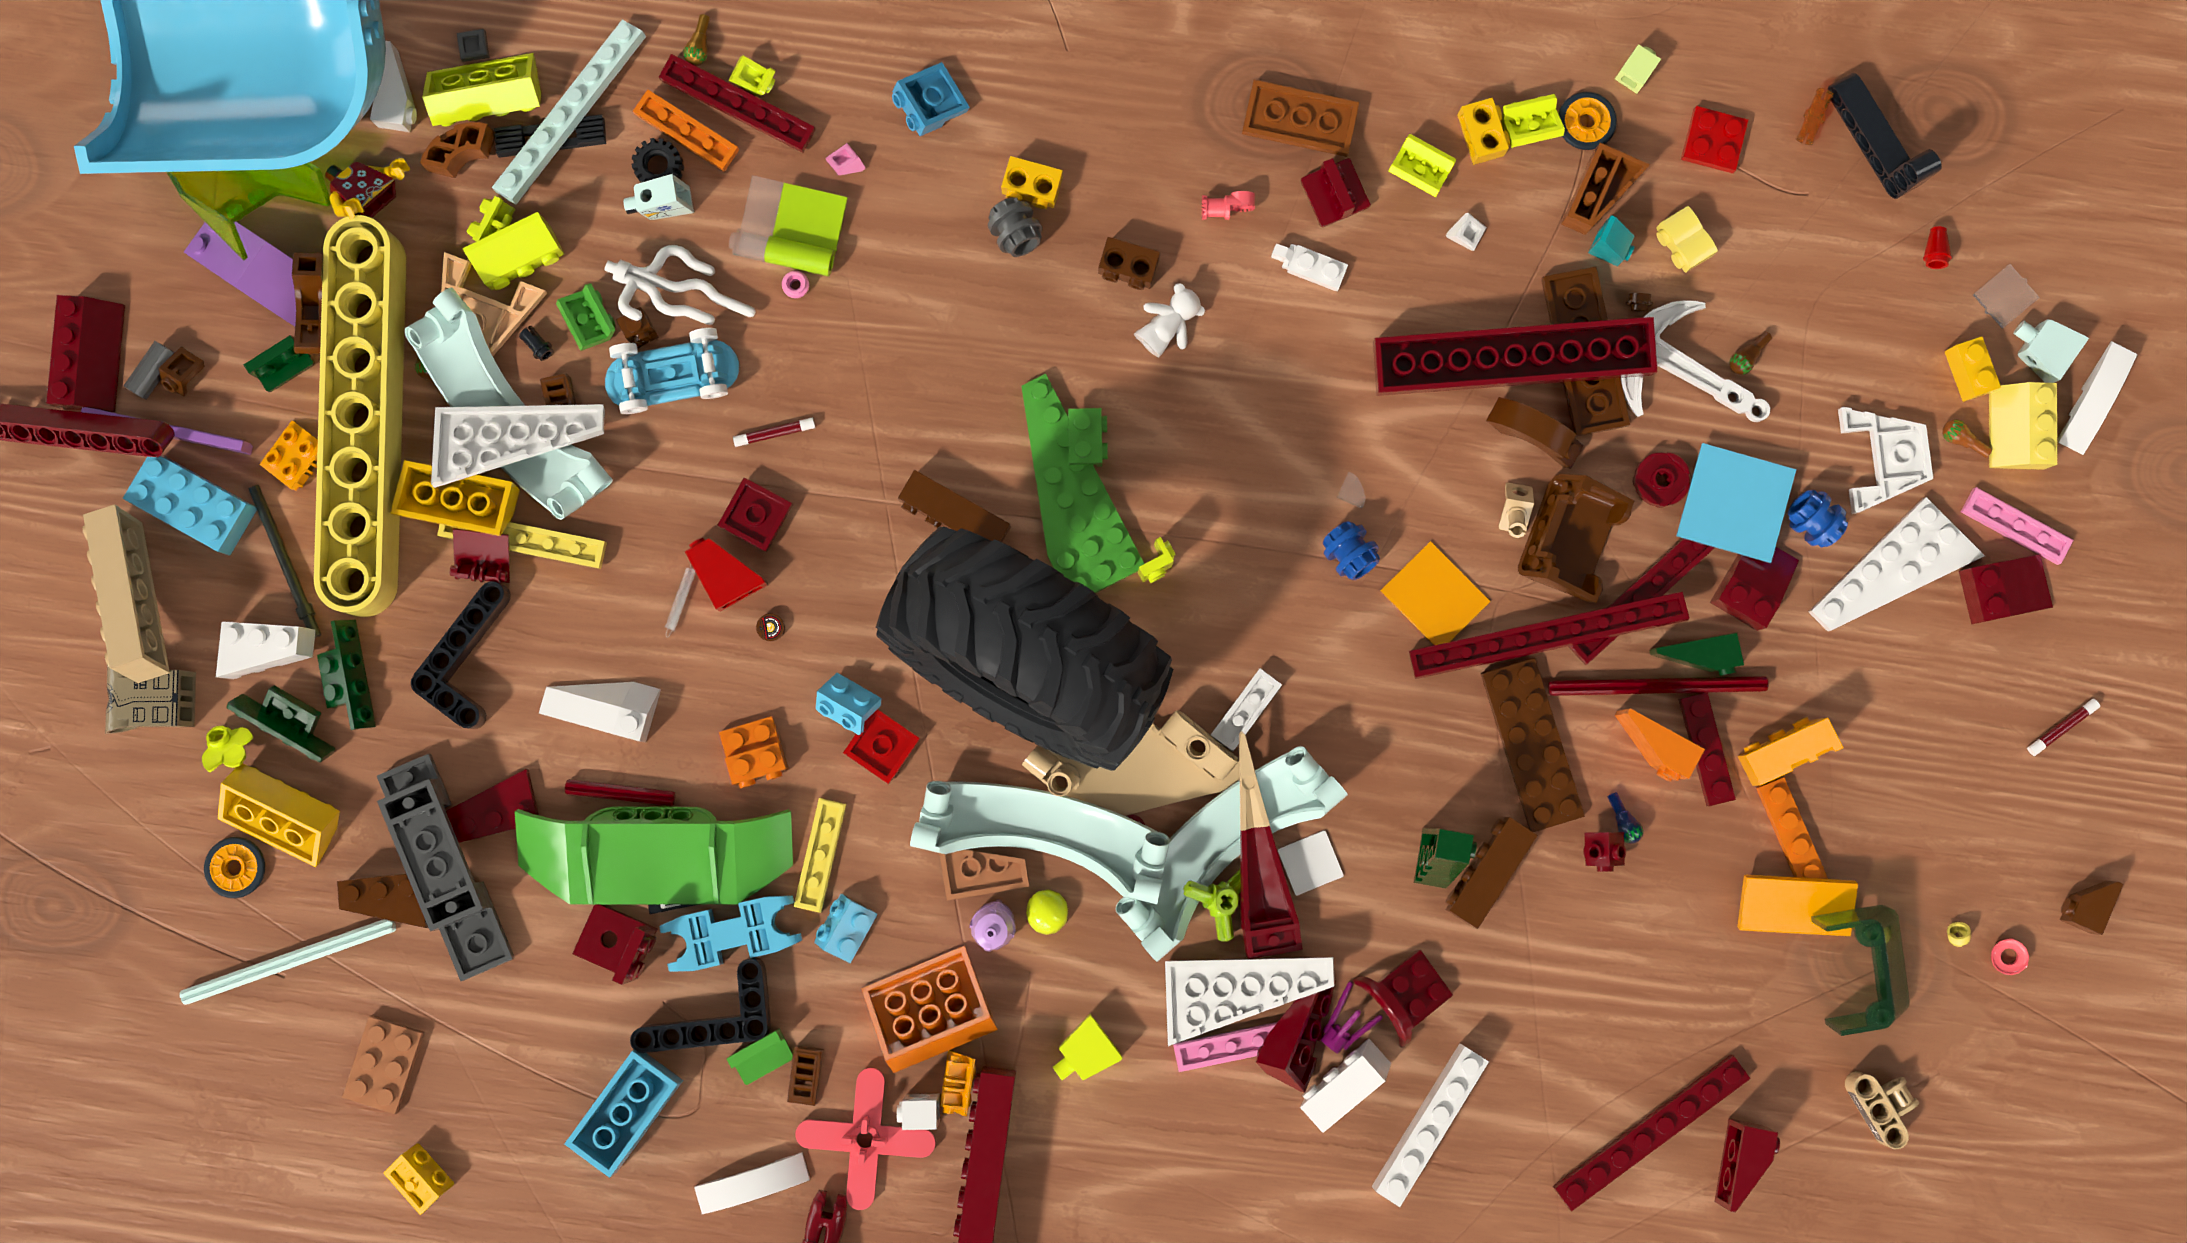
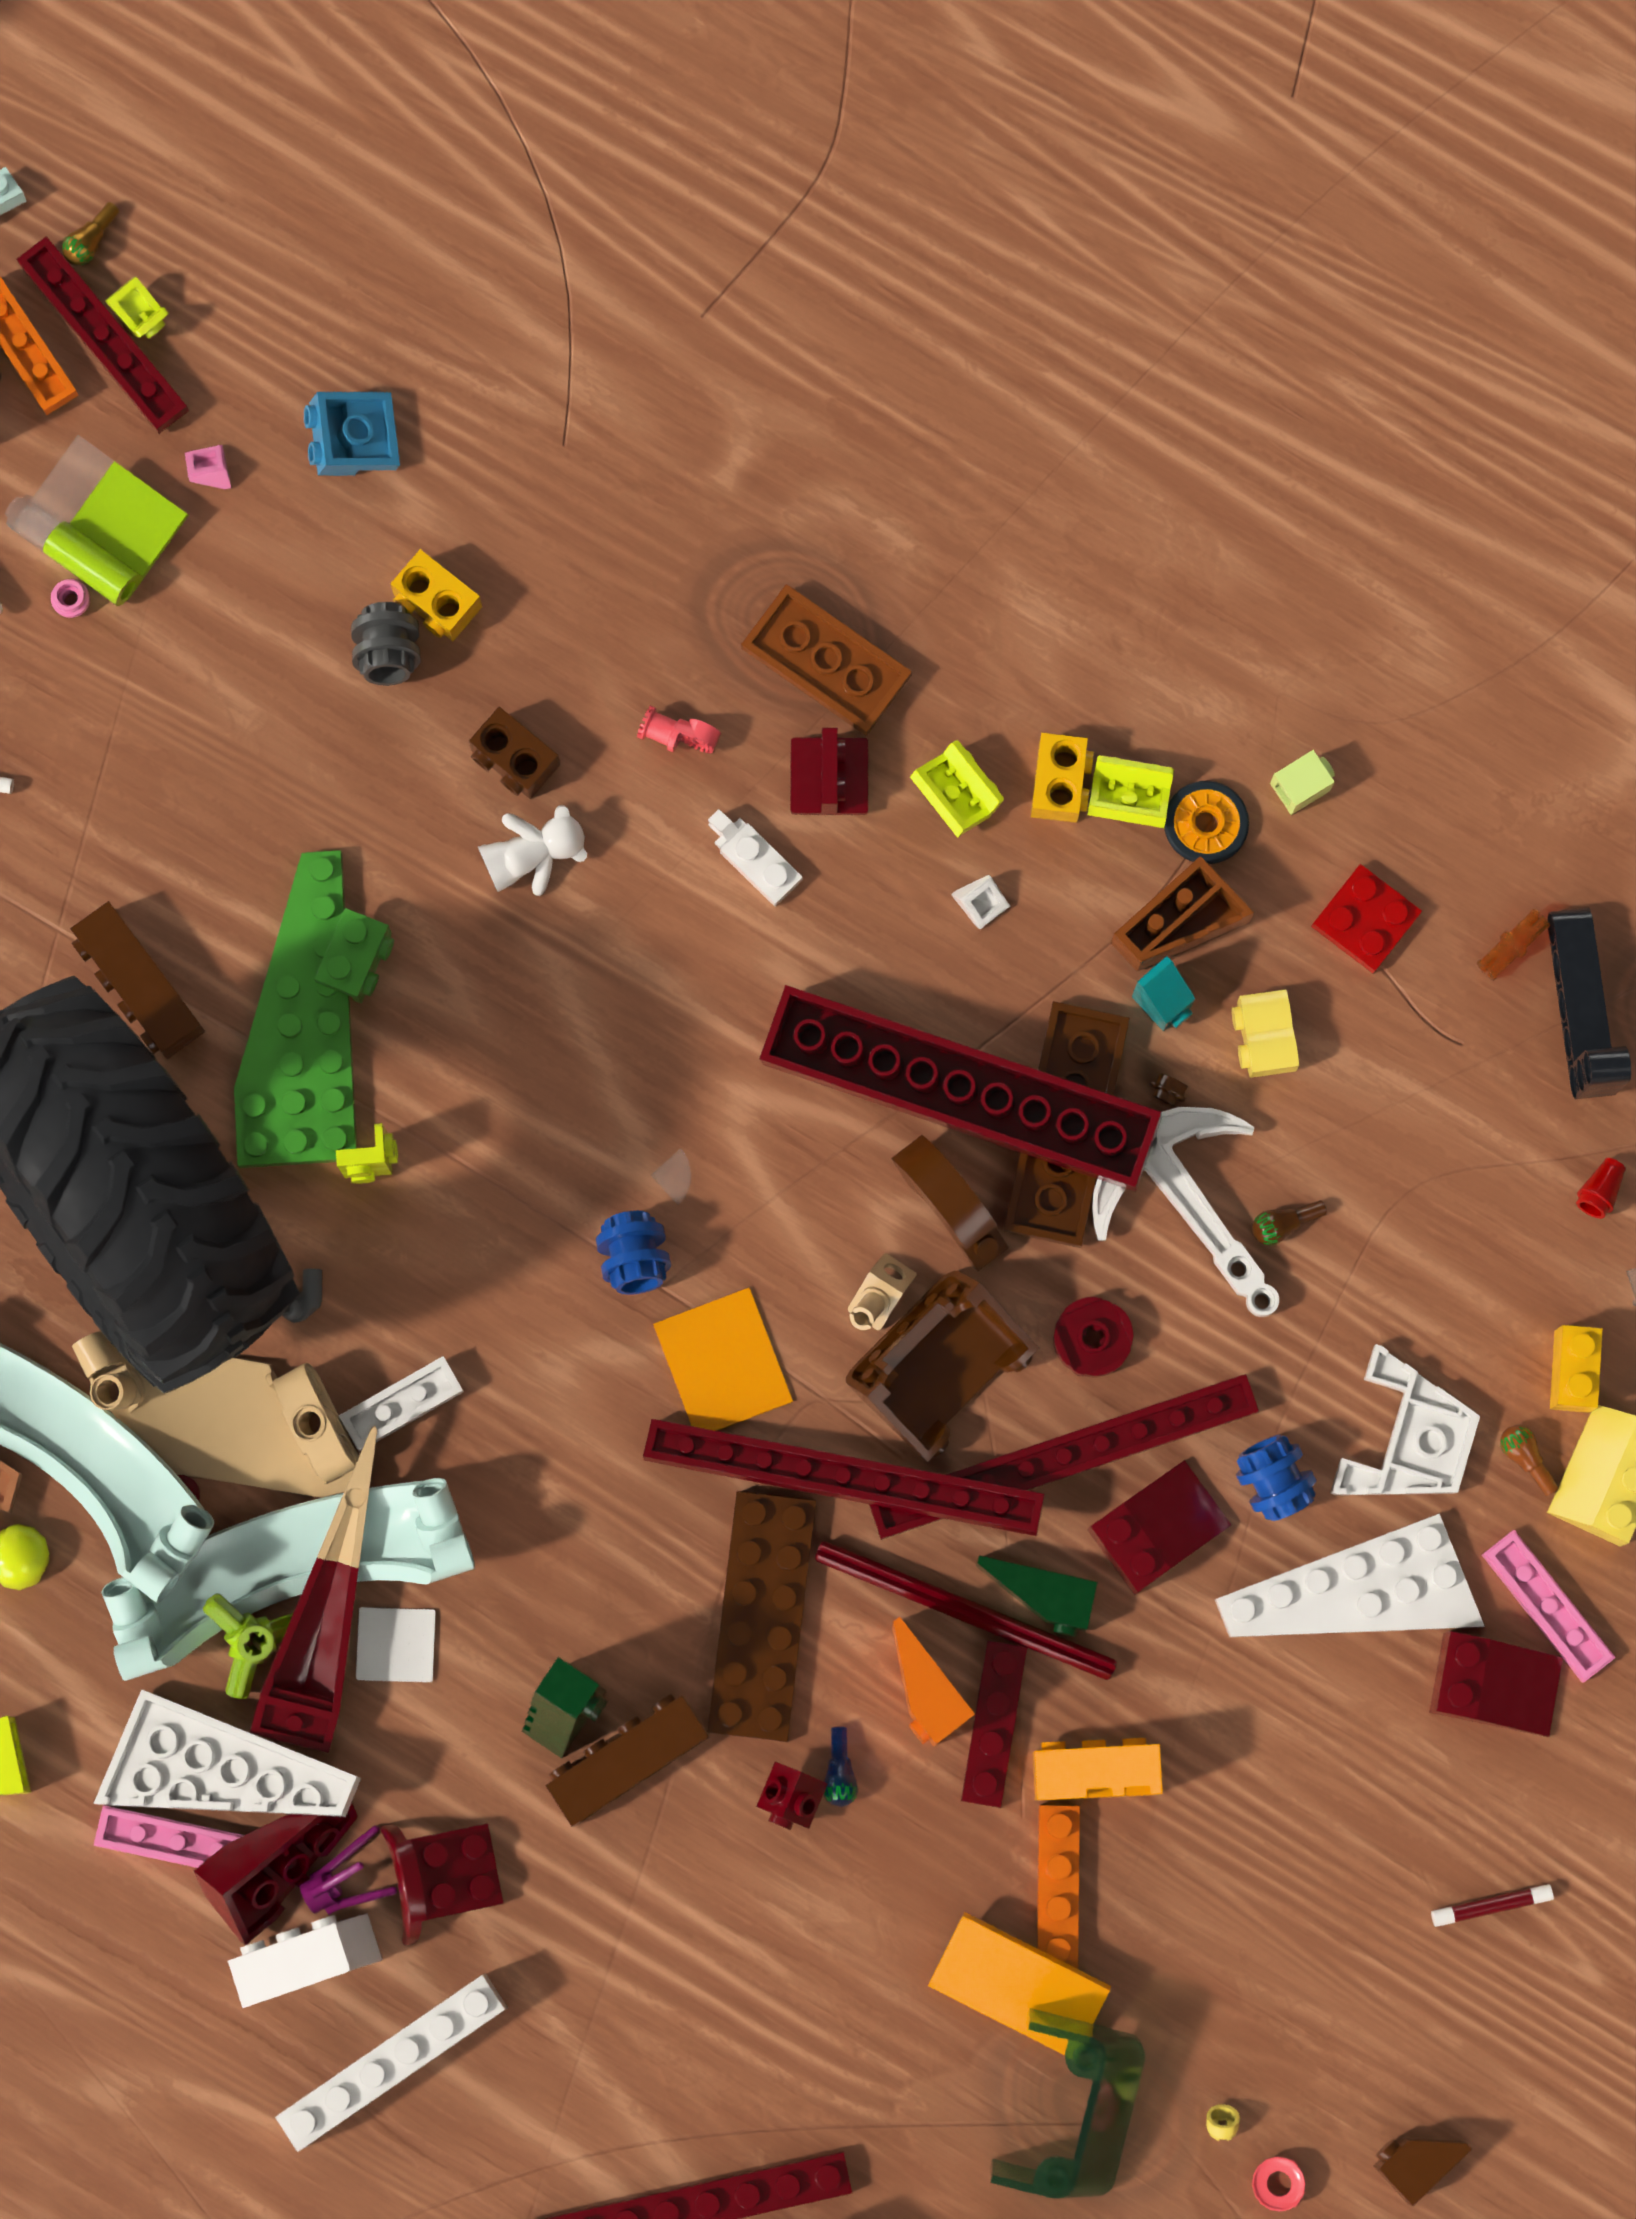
camera: 25 degrees right, 5 degrees down
(1736, 503) = (1176, 1410): medium azure piece -> none

